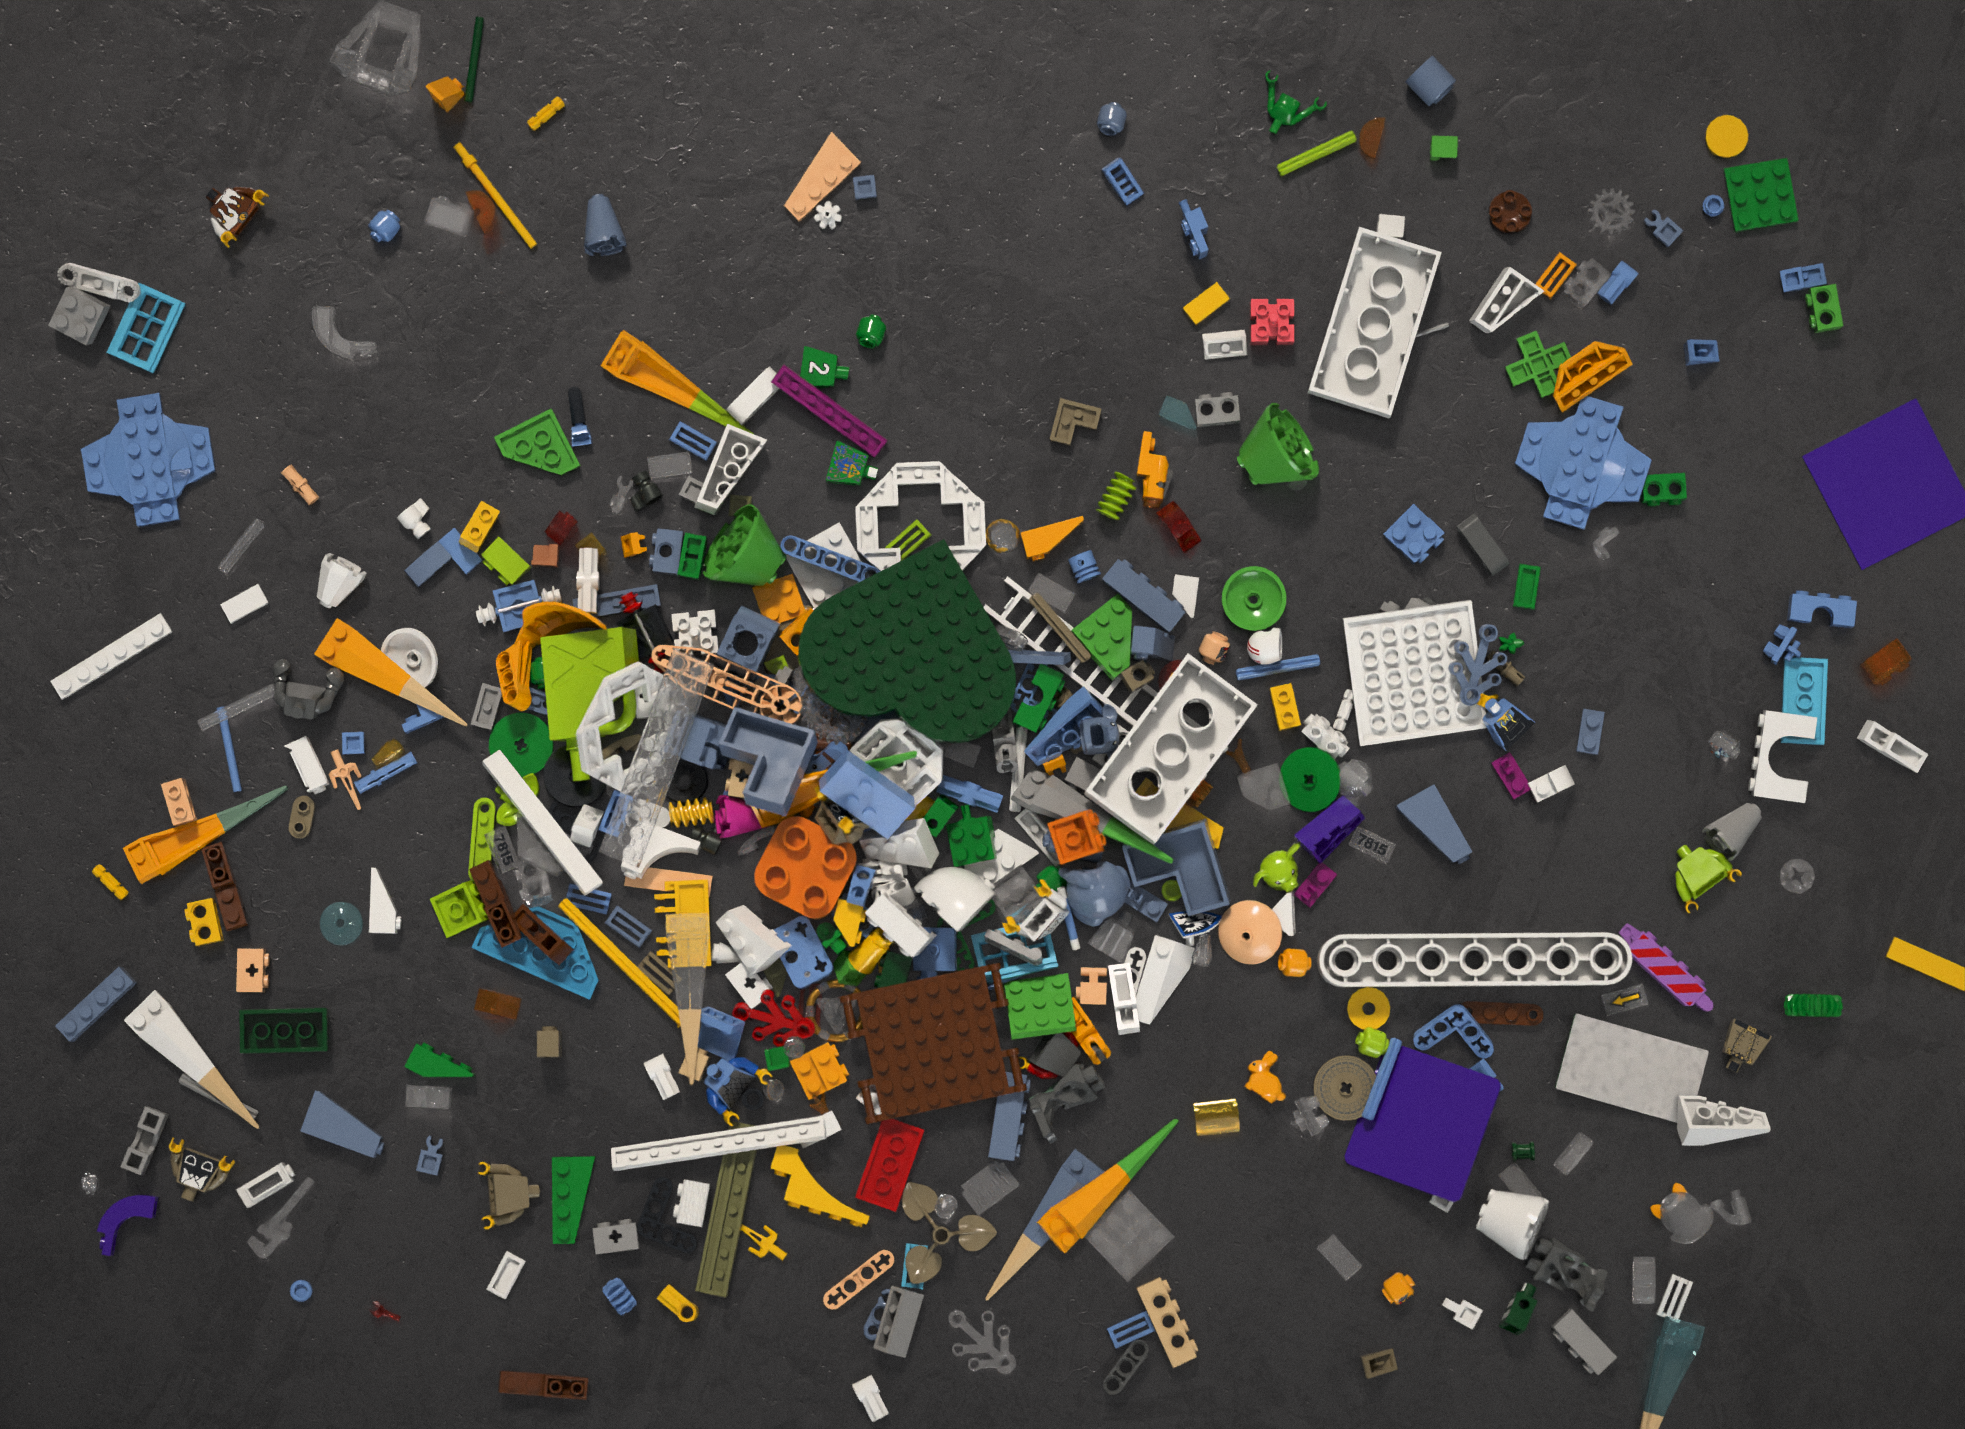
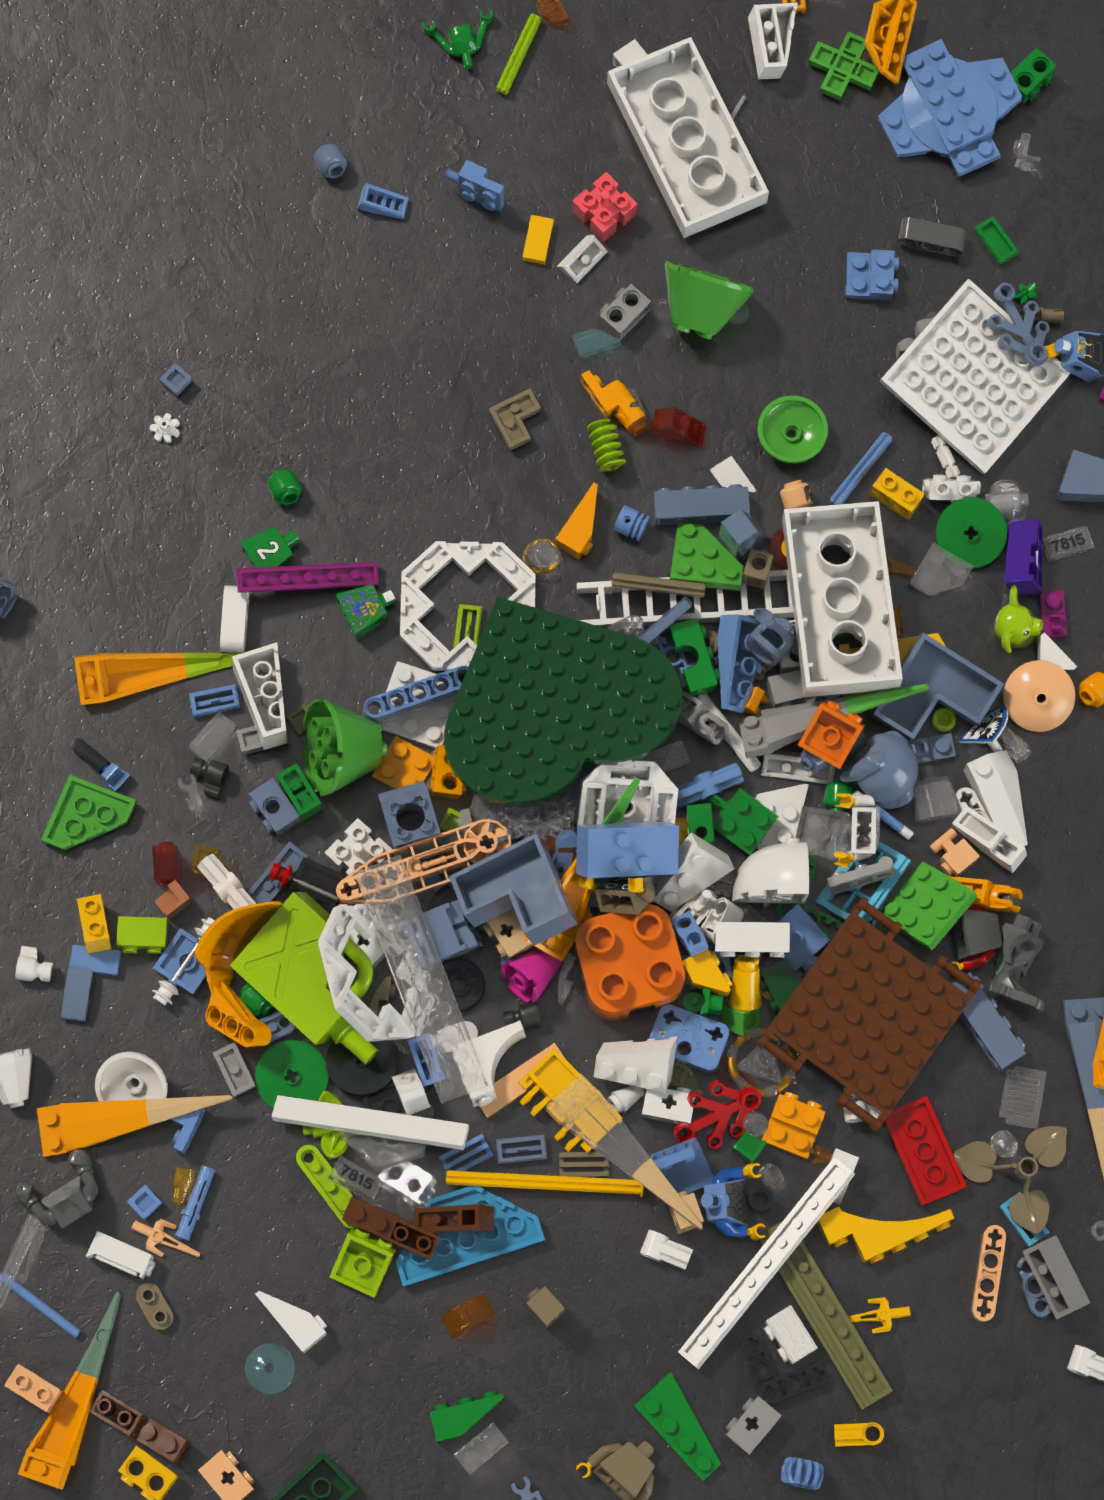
camera: 45 degrees left, 10 degrees down
(631, 544) = (238, 827): light orange tile -> none
(691, 812) = (488, 1004): yellow piece -> none
(824, 174) = (133, 399): light nougat wing -> none
(1052, 592) = (630, 564): clear tile -> none
(1265, 646) = (837, 459): white helmet -> none

